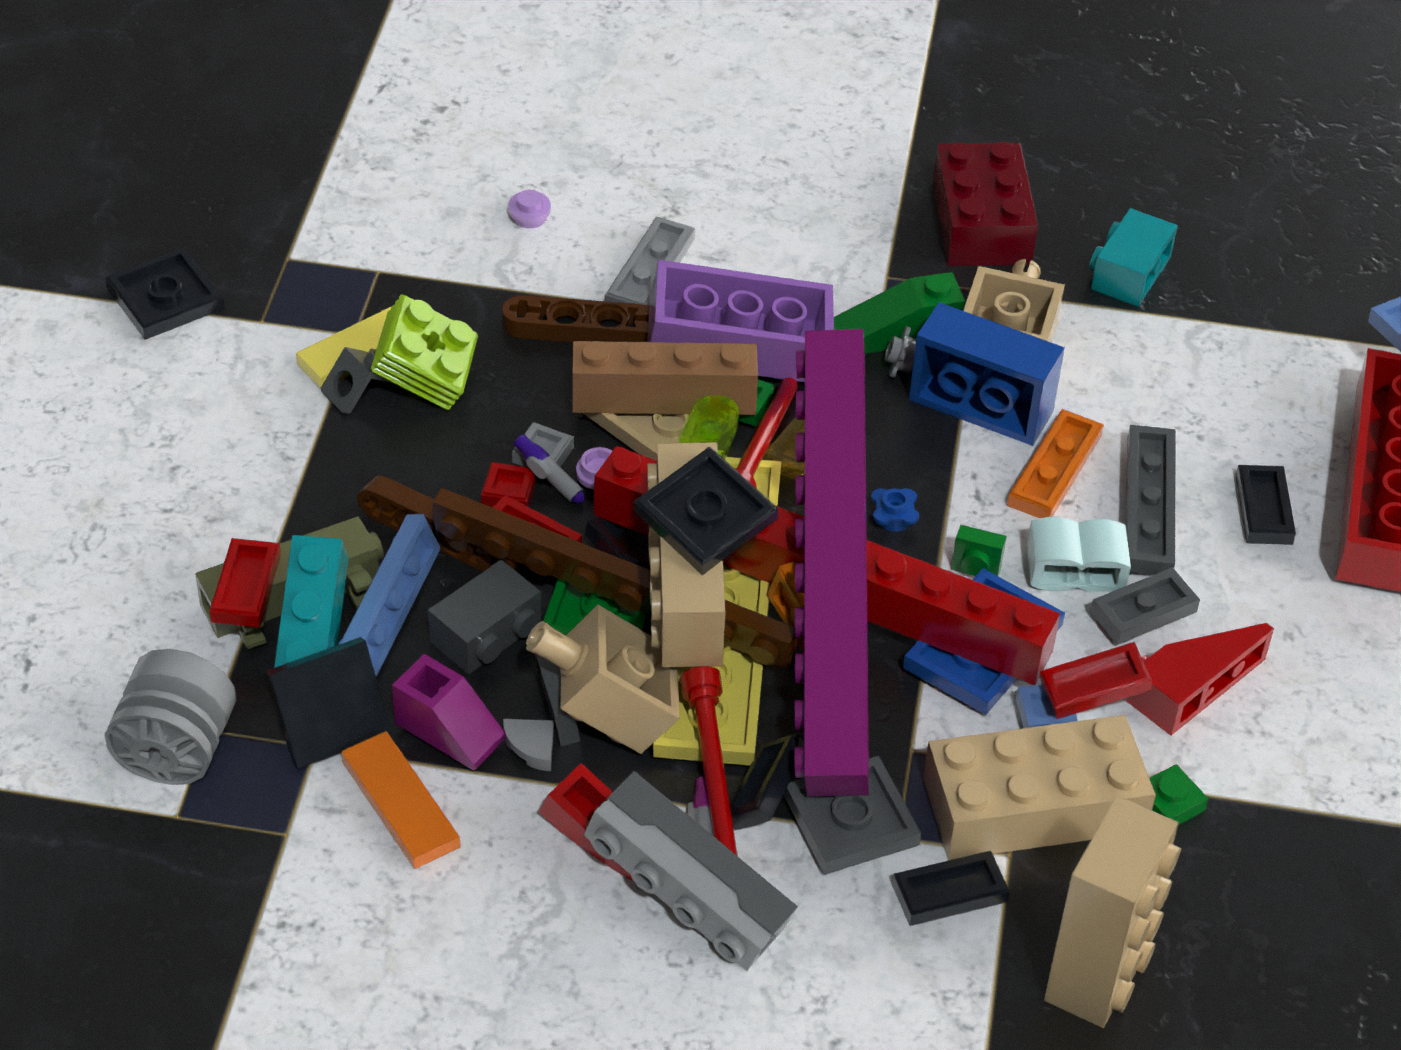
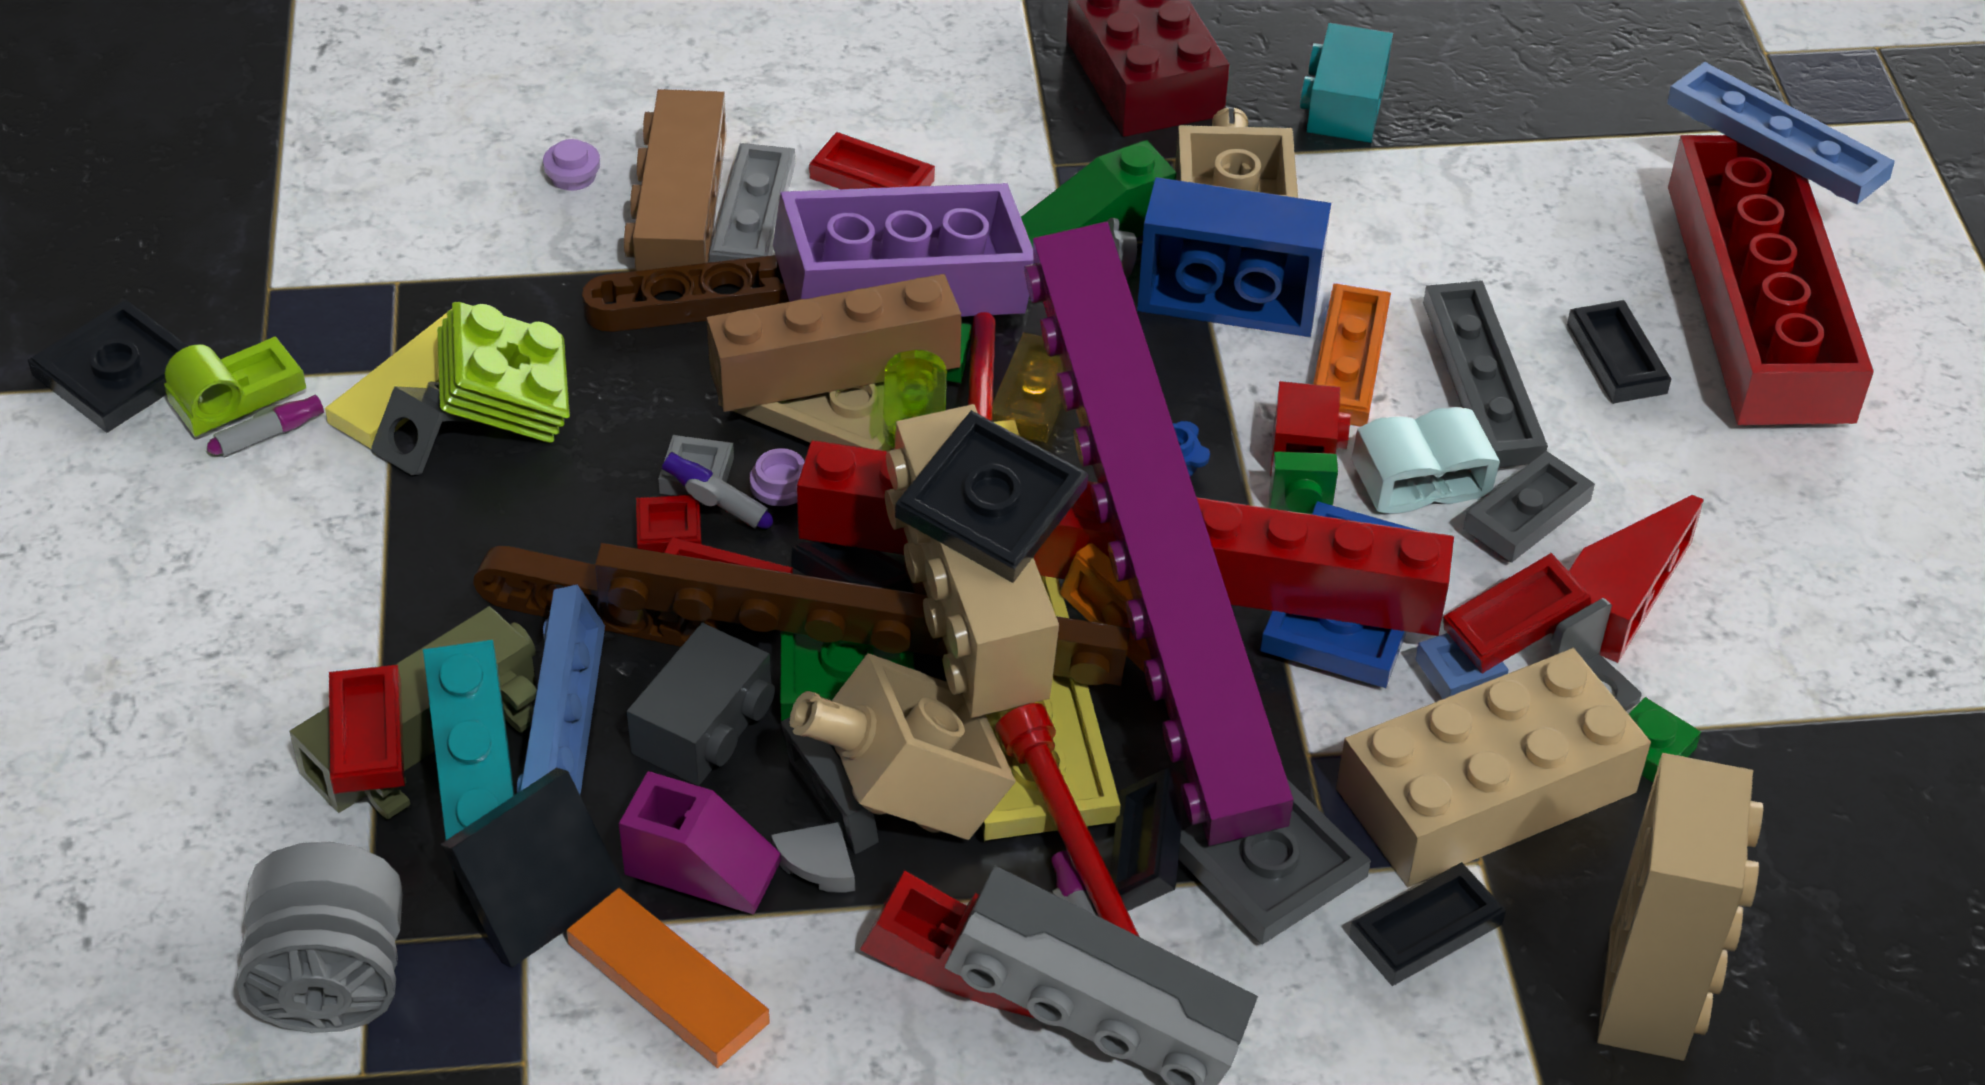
camera: 15 degrees left, 0 degrees up
(230, 325) = (217, 391): none -> lime plate
(252, 356) = (264, 425): none -> piece
(600, 235) = (678, 180): none -> medium nougat brick
(745, 253) = (861, 165): none -> red tile
(1000, 508) = (1309, 420): none -> red brick
(1143, 714) = (1585, 634): none -> dark grey bracket

